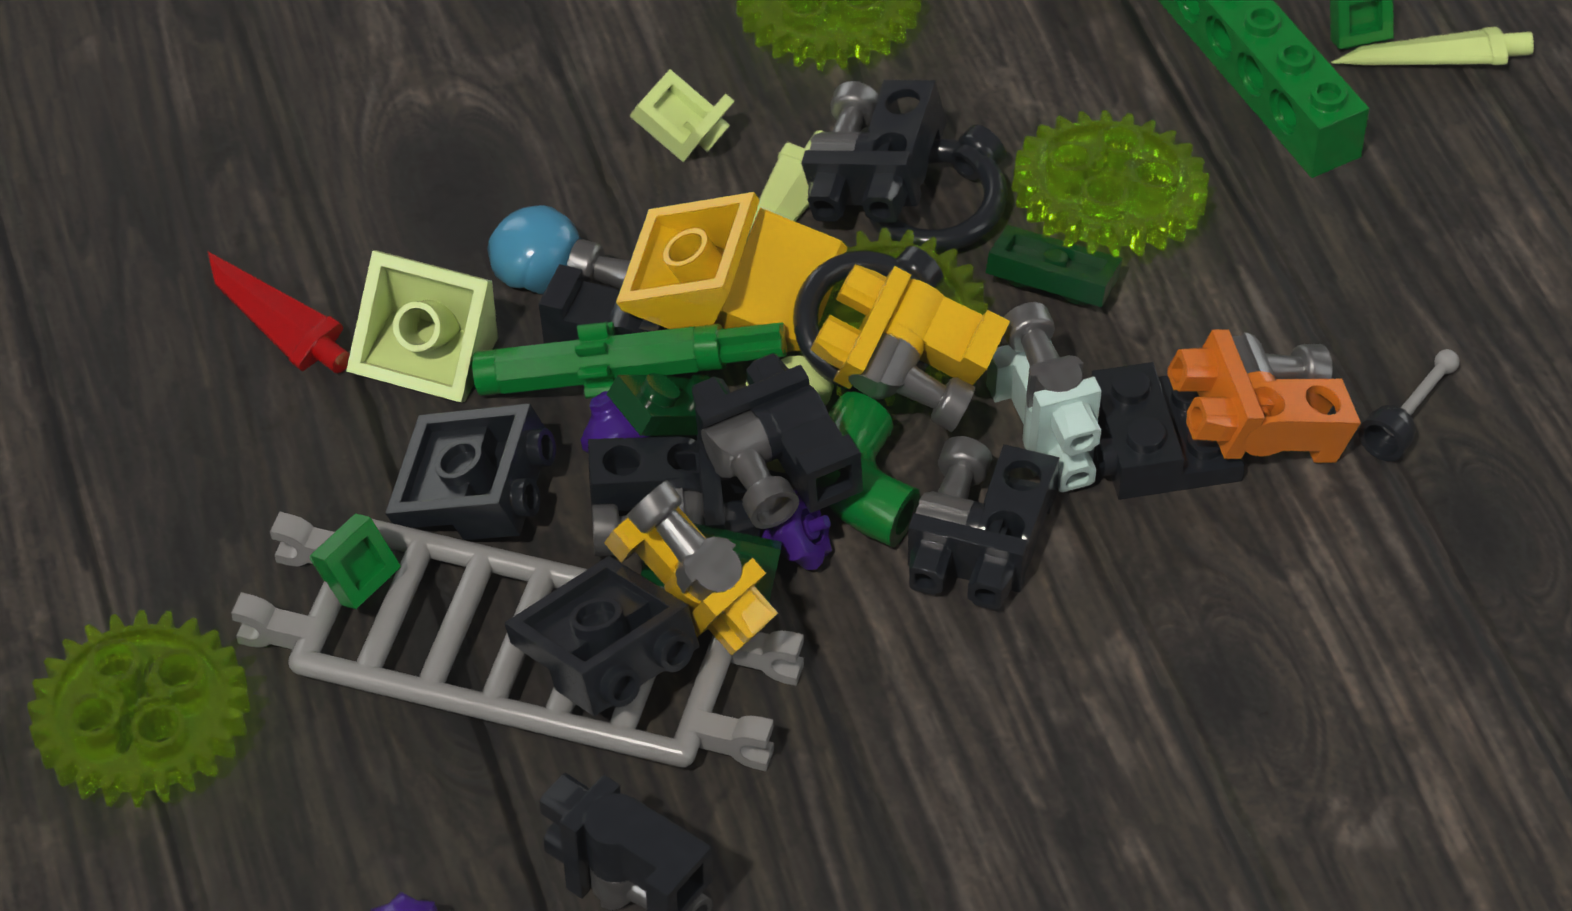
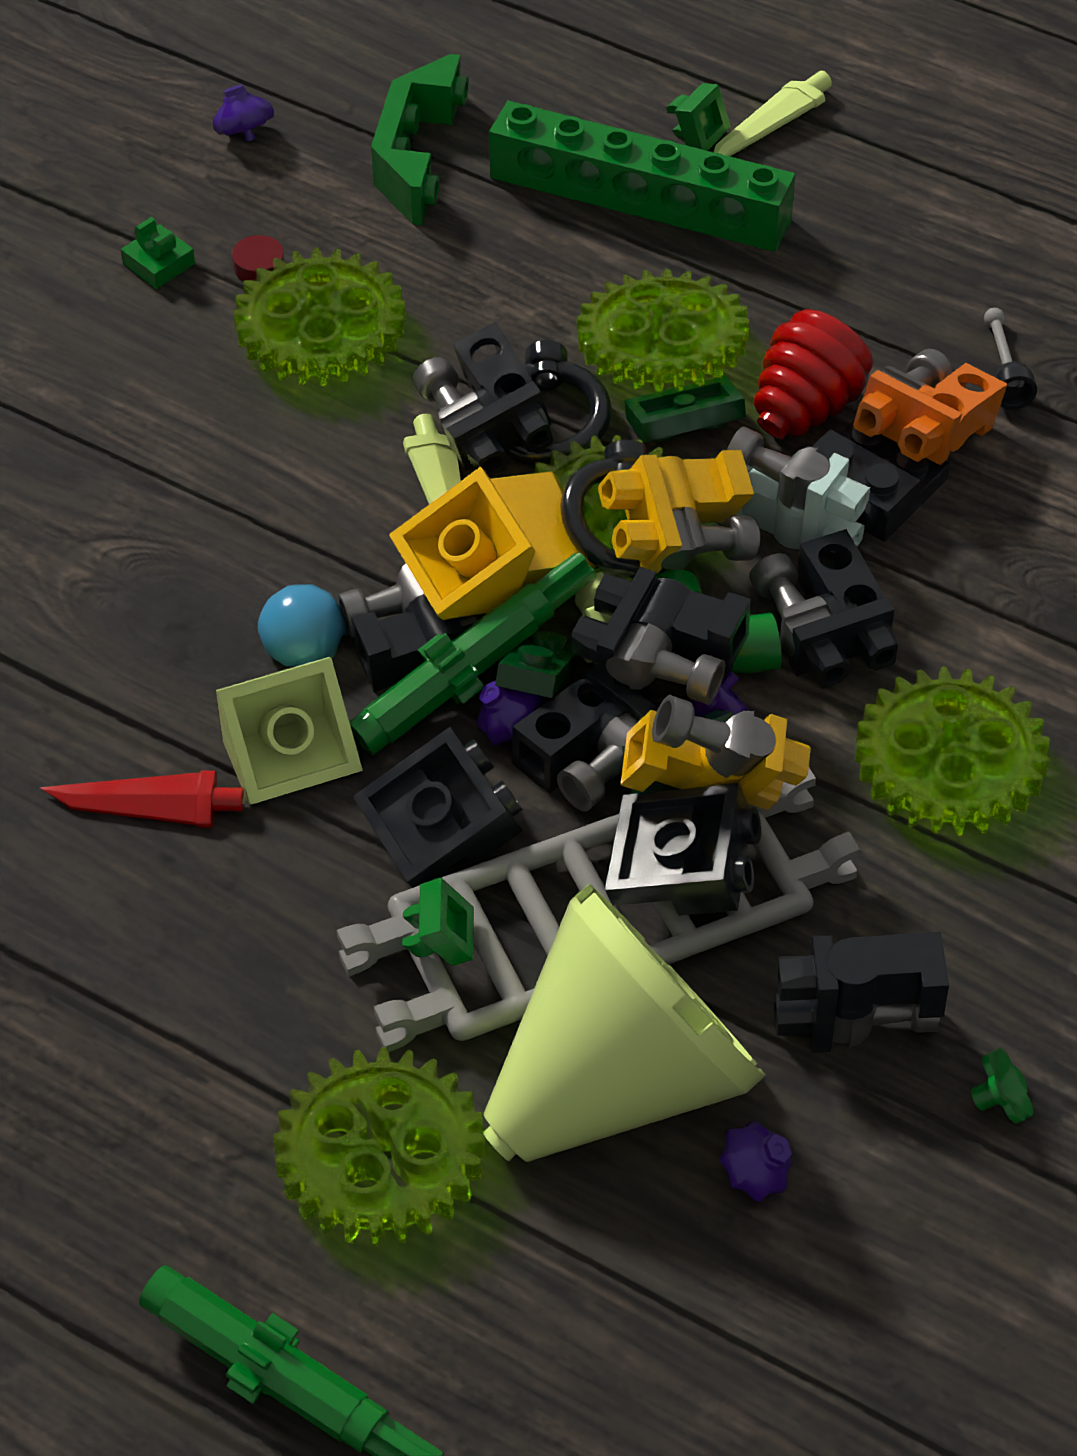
camera: 40 degrees left, 0 degrees up
(388, 740) = (608, 1042): none -> yellowish green cone
(681, 116) = (309, 465): yellowish green bracket -> none
(954, 717) = (952, 751): none -> clear neon green gear
(1181, 299) = (810, 373): none -> red piece

